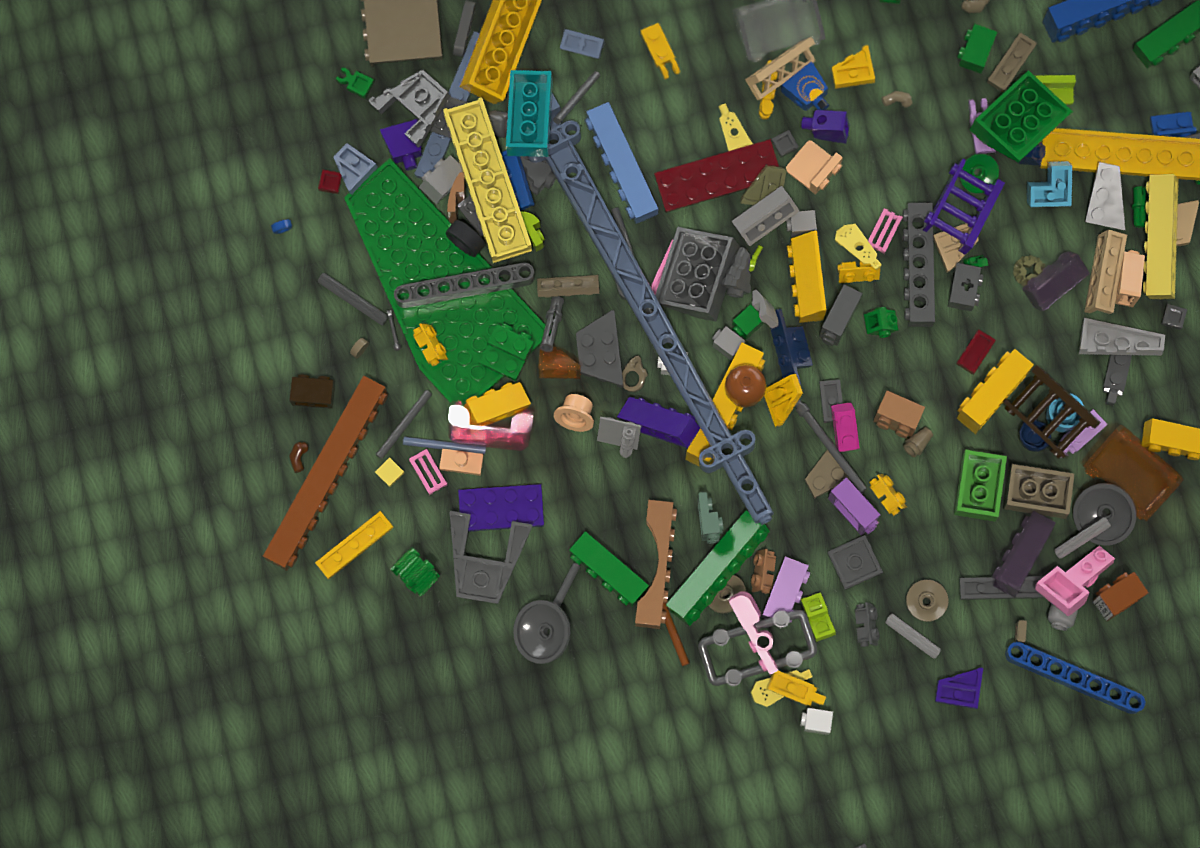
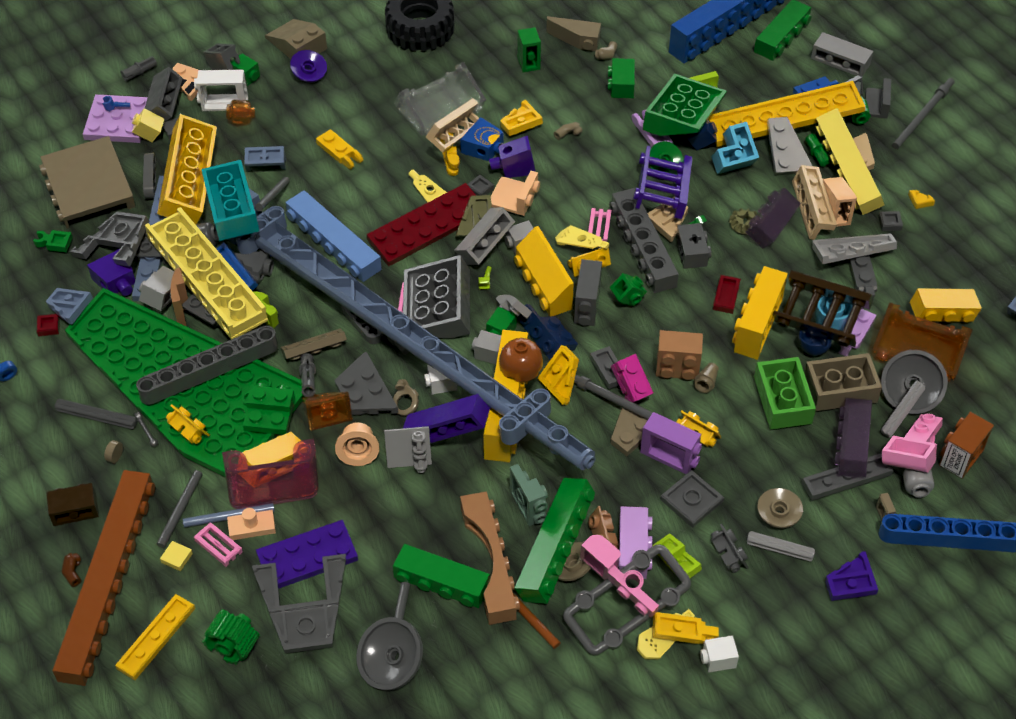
camera: 20 degrees left, 25 degrees down
(465, 238) = (202, 316): black tyre -> none
(738, 275) = (477, 289): dark grey rock -> none
(1012, 62) = (656, 79): dark tan plate -> none

